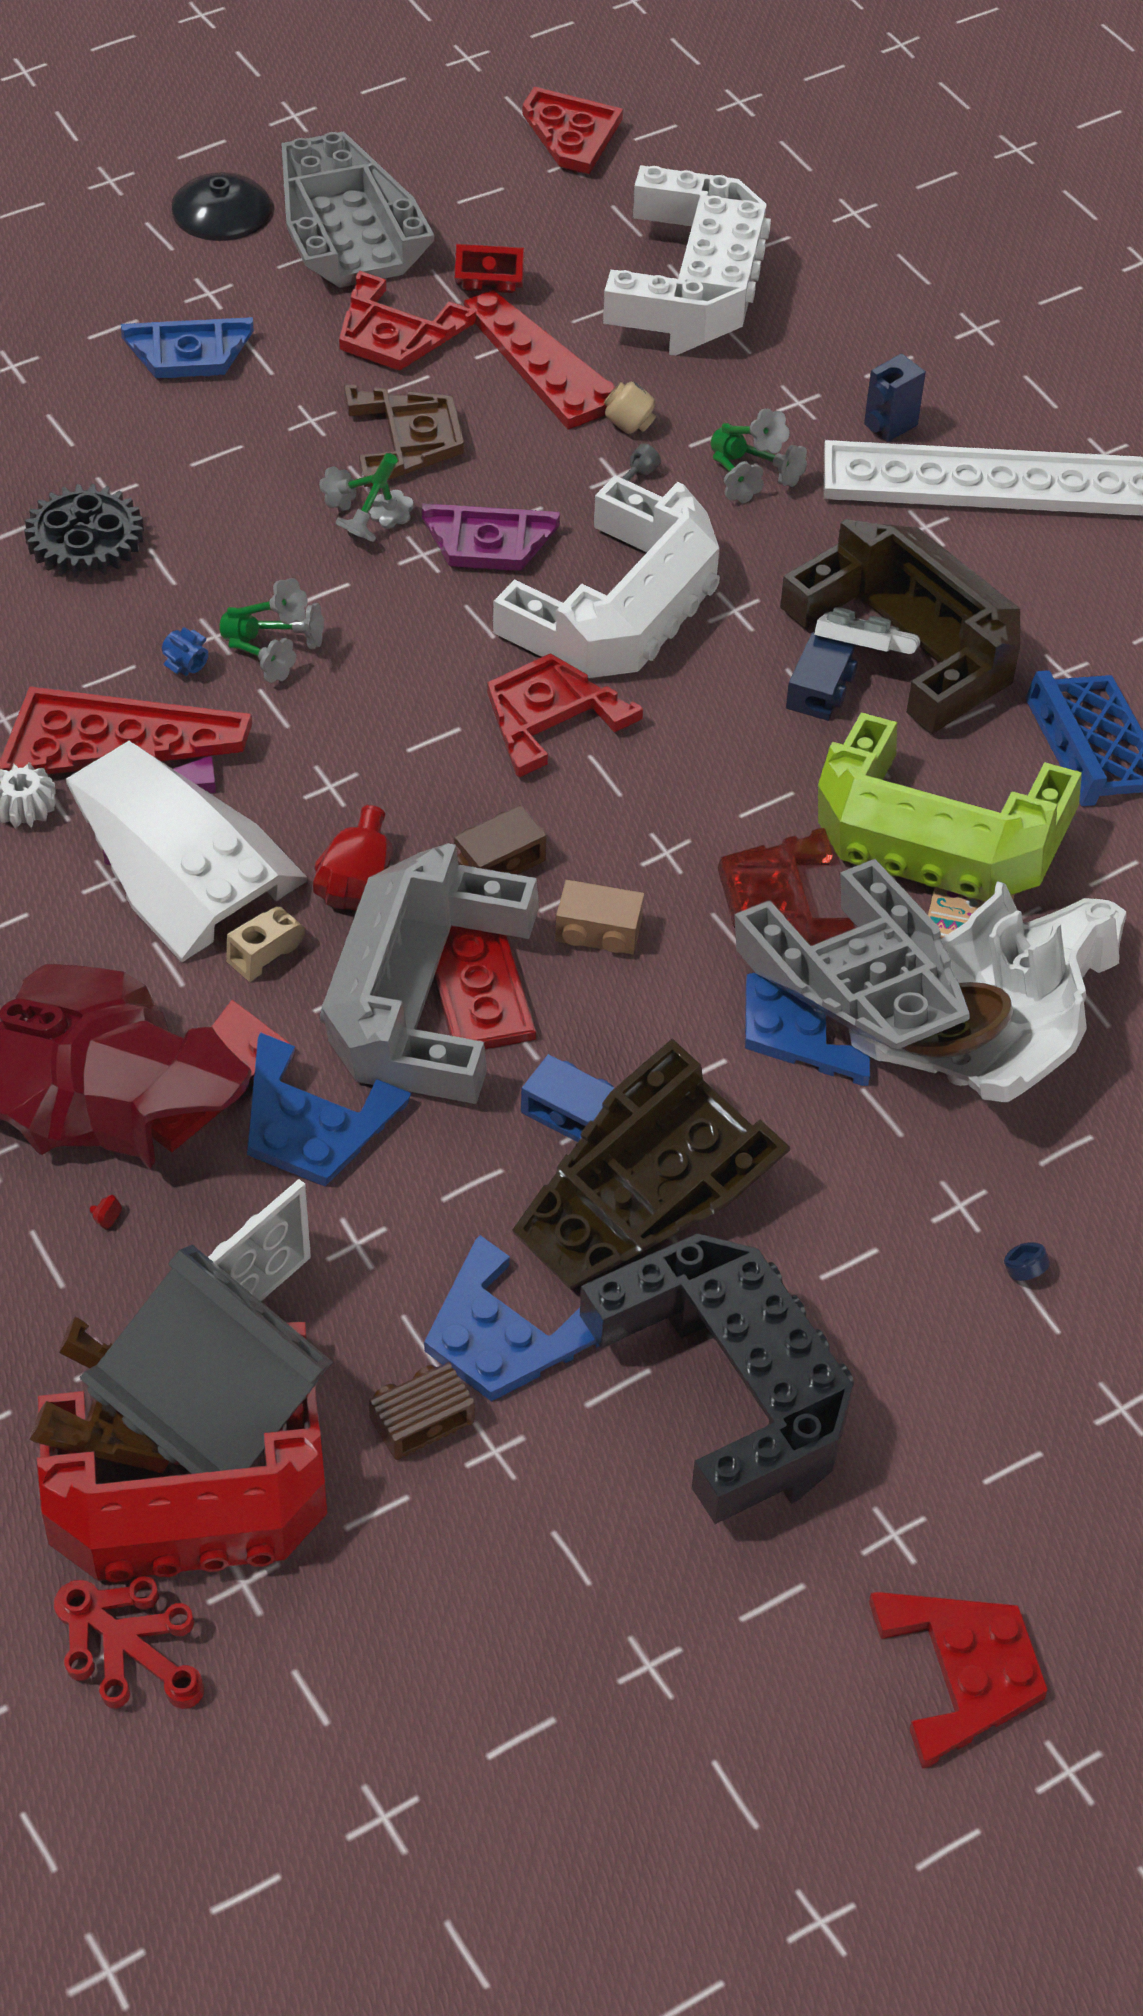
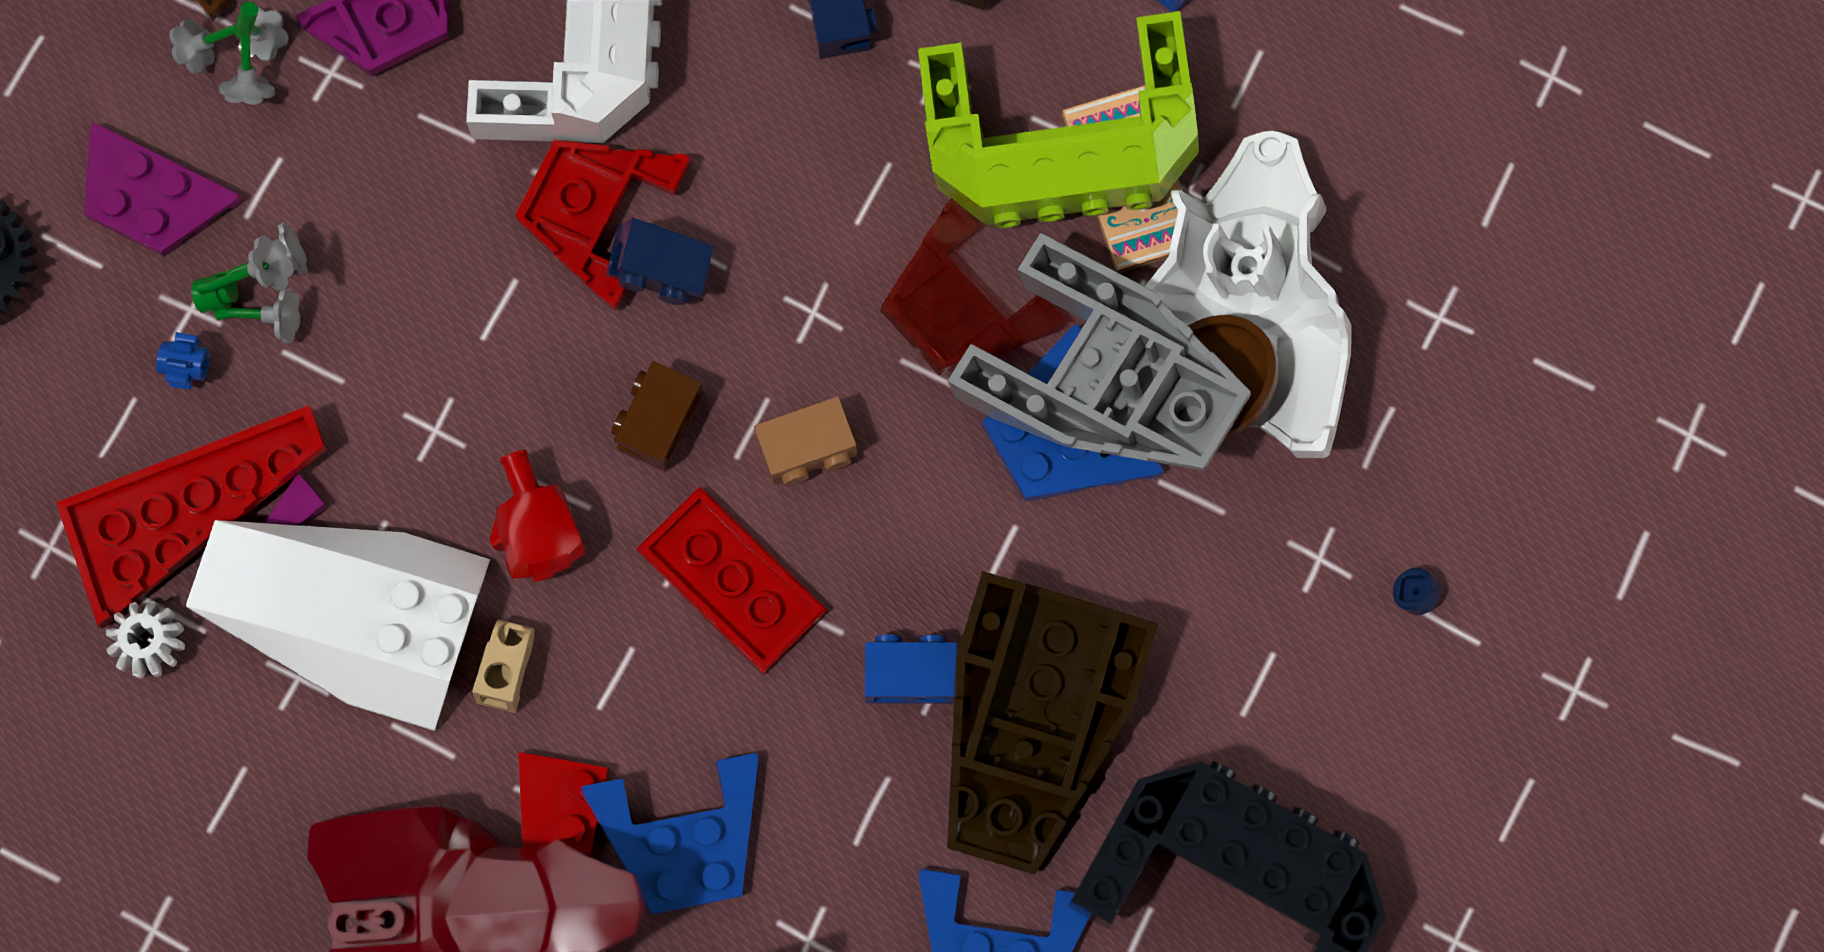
camera: 30 degrees left, 25 degrees up
(238, 556) = (148, 194): none -> magenta wing
(392, 963) = (653, 630): light grey wedge -> none
(572, 752) = (659, 261): none -> dark blue brick

